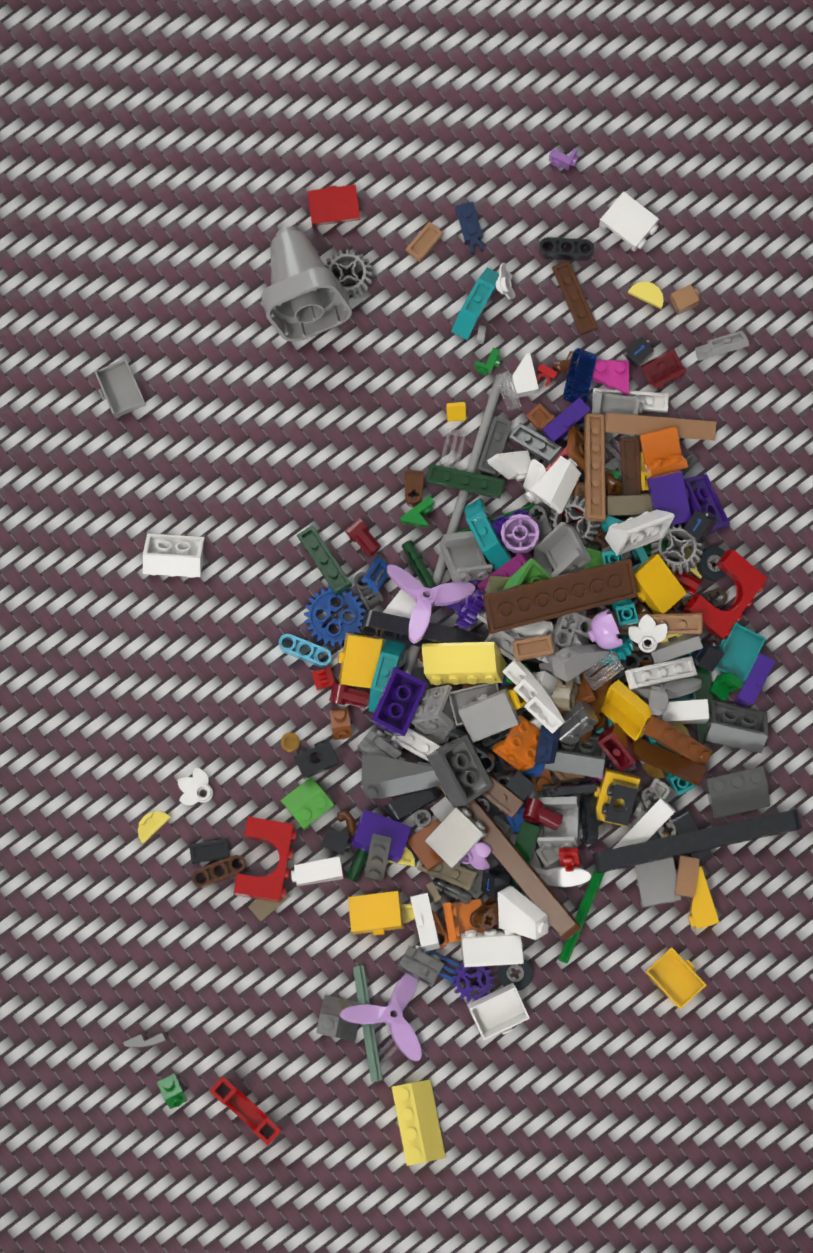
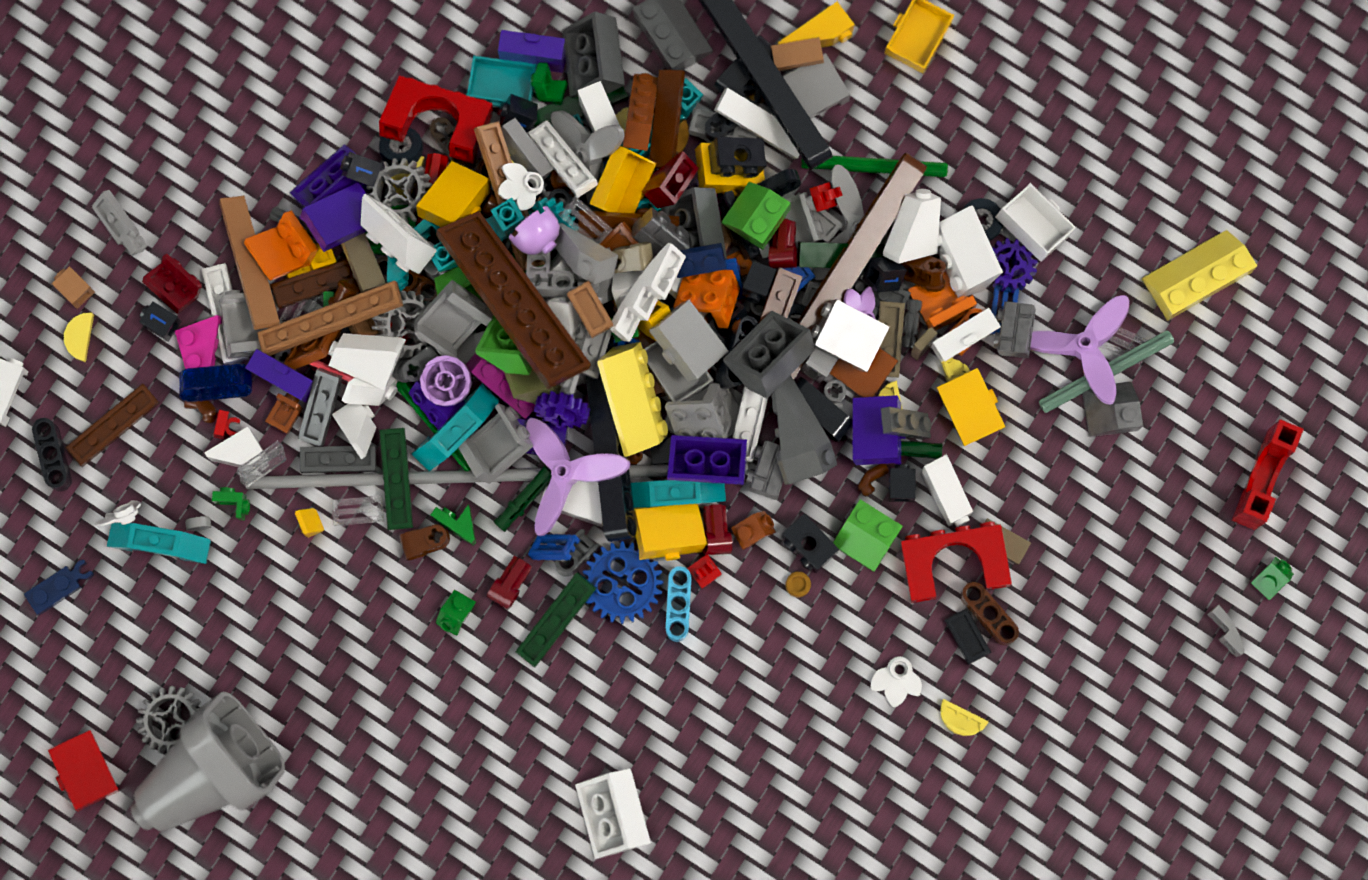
camera: 110 degrees left, 0 degrees up
(355, 492) = (455, 612): none -> green bracket
(424, 242) = (96, 638): medium nougat tile -> none
(569, 800) = (757, 214): none -> bright green slope

